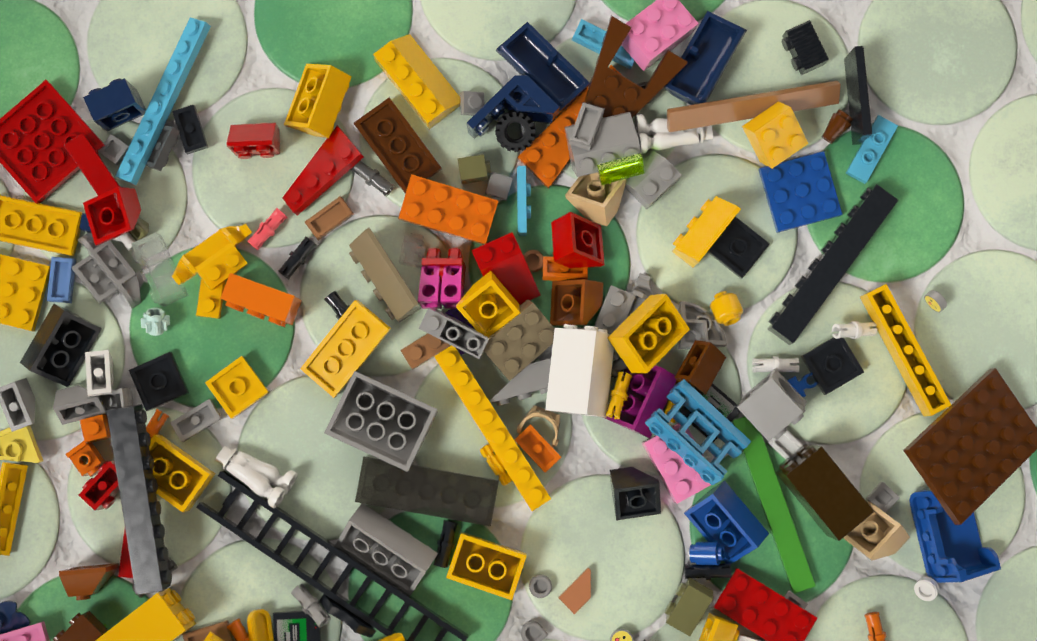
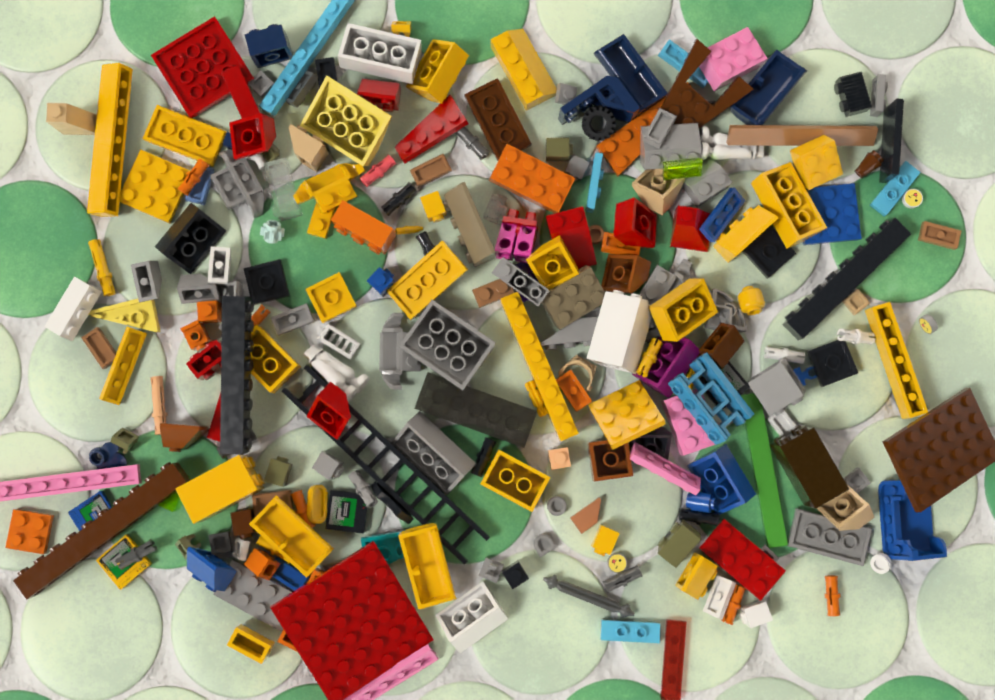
camera: 10 degrees right, 0 degrees up
(22, 595) = (124, 439): none -> olive tile
(51, 273) = (193, 177): none -> orange pin
(54, 543) = (159, 412): none -> light nougat pin
(180, 219) = (308, 149): none -> tan slope
(208, 602) = (278, 471): none -> olive brick
(220, 179) = (346, 122): none -> light yellow slope
(235, 431) = (323, 334): none -> white slope
(246, 91) = (380, 53): none -> white brick
(257, 521) = (330, 410): none -> red slope
(266, 586) = (328, 466): none -> light grey slope
(267, 55) = (401, 26): none -> yellow tile
(292, 358) = (381, 280): none -> blue brick
(314, 292) = (408, 230): none -> yellow helmet
(320, 447) = (391, 357): none -> light grey plate
(339, 261) = (433, 207): none -> yellow brick
(533, 530) = (559, 458): none -> light nougat brick
(593, 522) = (609, 462): none -> dark orange brick
(602, 617) = (604, 540): none -> yellow brick
(603, 467) = (626, 414): none -> yellow plate
(643, 236) = (686, 229): none -> red slope
(658, 522) = (665, 468): none -> bright pink plate
(676, 214) = (722, 214): none -> blue plate
(752, 187) = (788, 199): none -> yellow slope
(834, 35) = (879, 88): none -> light grey plate
(846, 568) = (818, 535): none -> light grey tile
(848, 289) = (856, 302): none -> tan tile
(893, 157) = (912, 198): none -> light yellow tile
(931, 195) = (939, 235): none -> medium nougat plate

